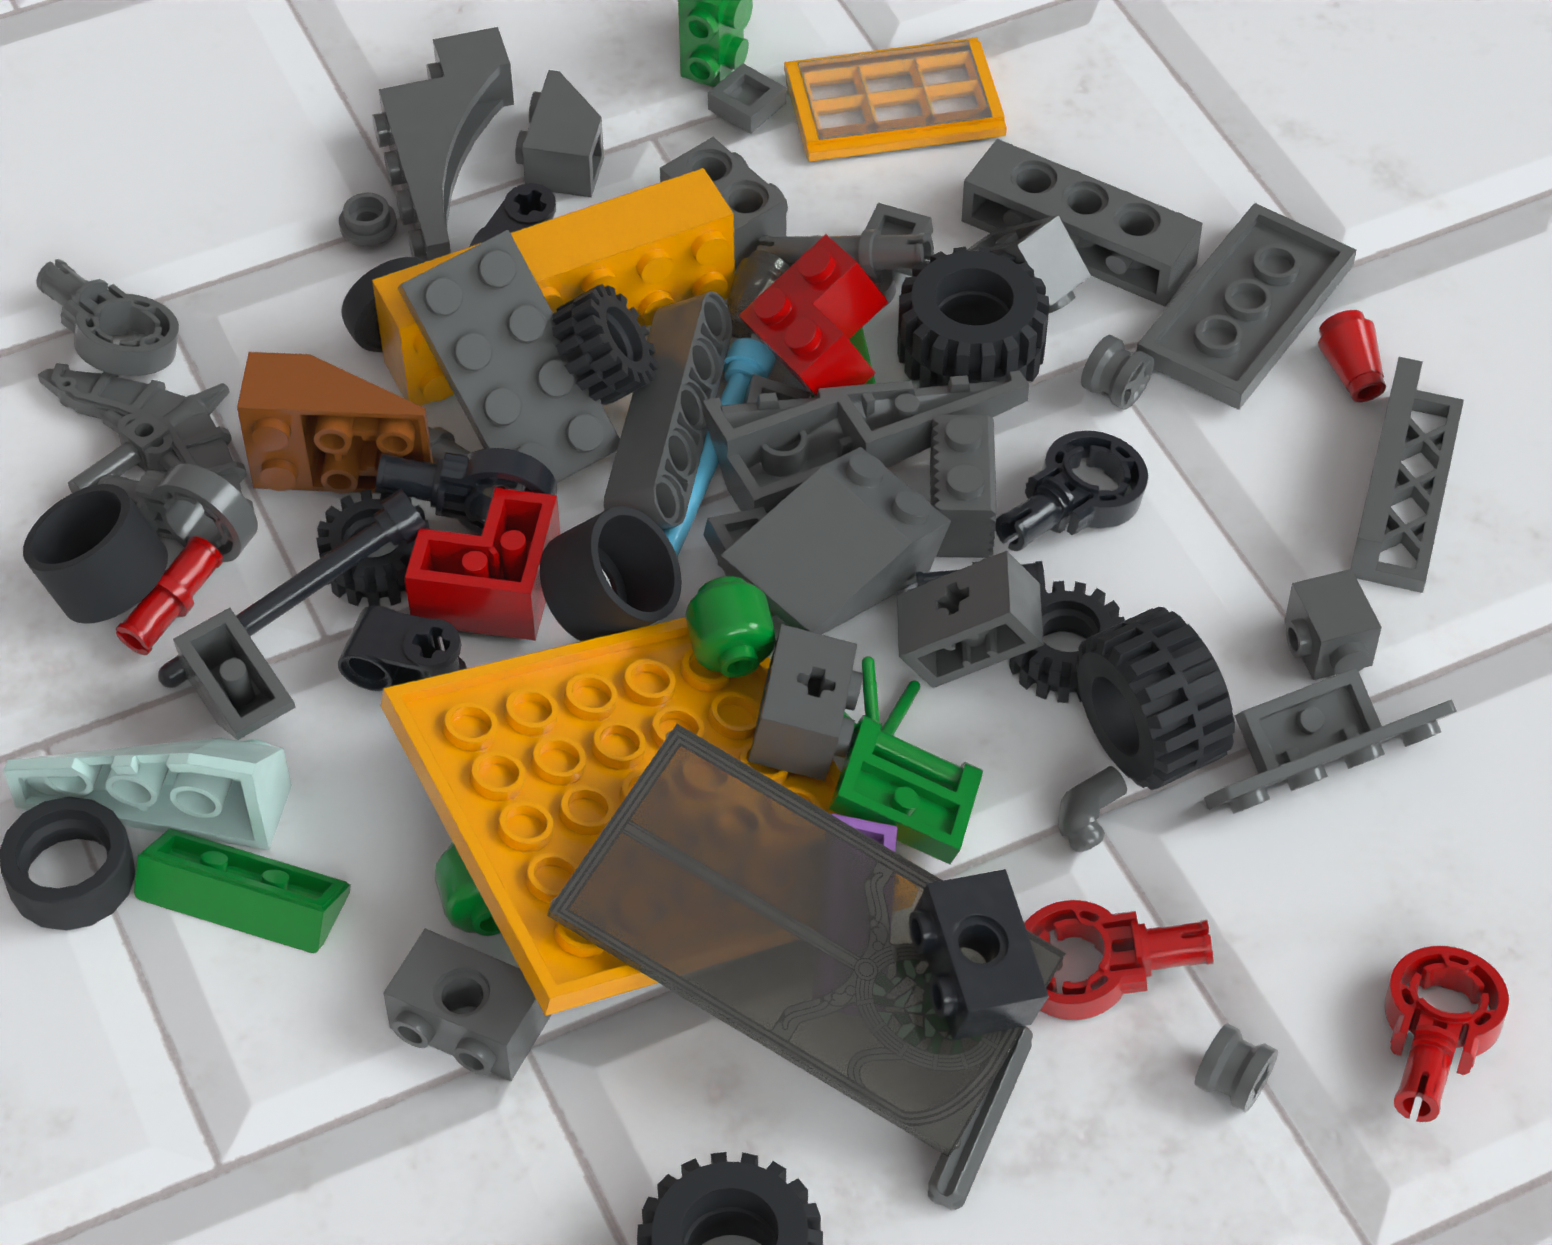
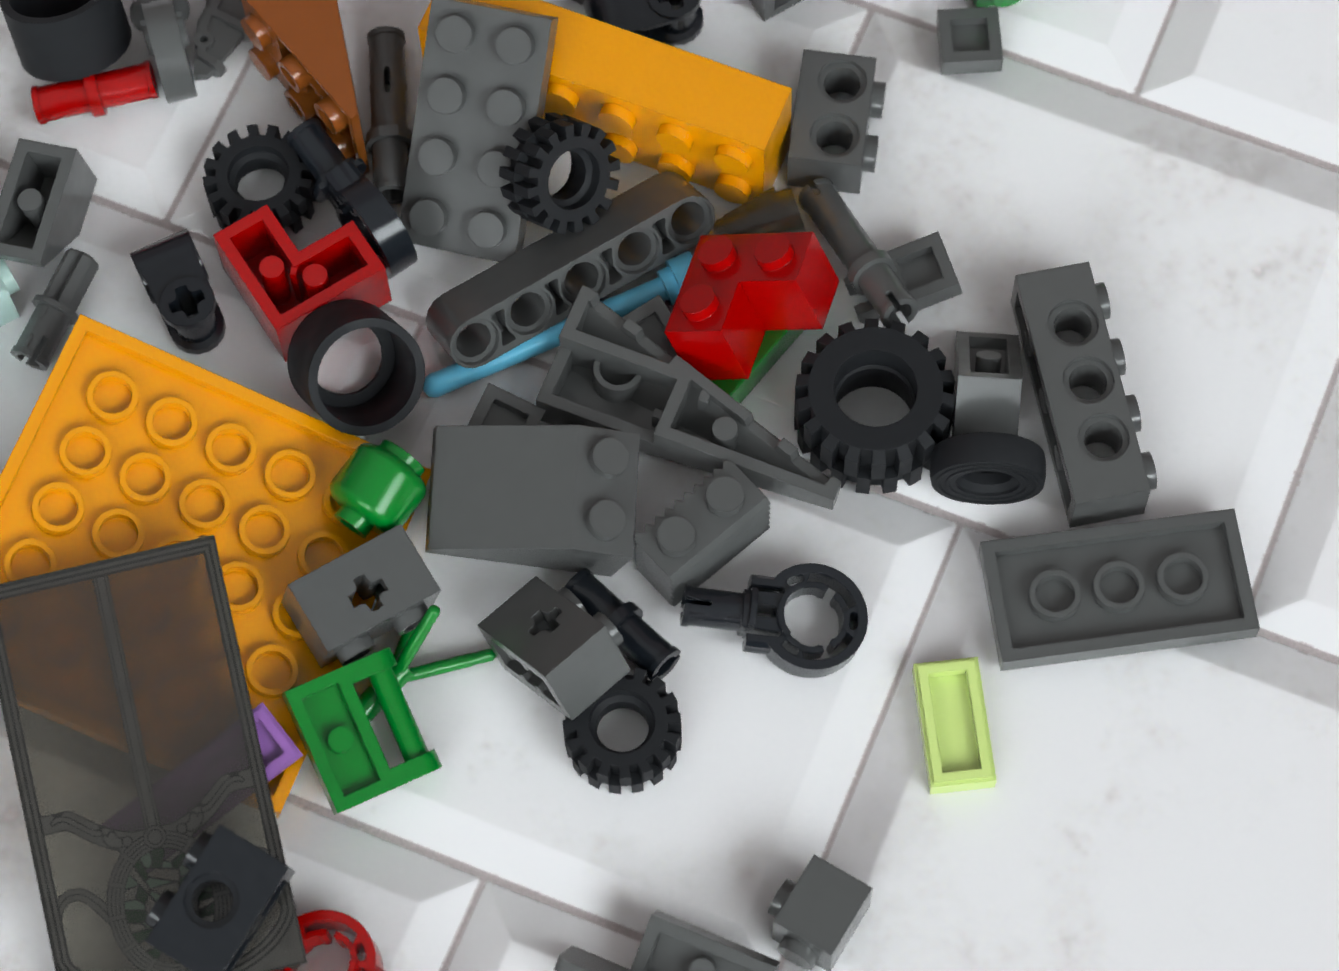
camera: 50 degrees right, 15 degrees up
(325, 749) = (55, 309): none -> dark grey axle
(393, 523) = (261, 182): black piece -> none
(894, 99) = (1090, 144): clear piece -> none
(1082, 807) = (475, 864): dark grey arm -> none
(1090, 296) = (987, 468): none -> black tyre
(1117, 371) = (938, 550): dark grey wheel -> none
(1155, 697) = (587, 841): black tyre -> none
(1254, 463) = (954, 725): none -> yellowish green tile
(1353, 353) = (1141, 714): red cone -> none
(1388, 468) = (1033, 832): dark grey fence -> none

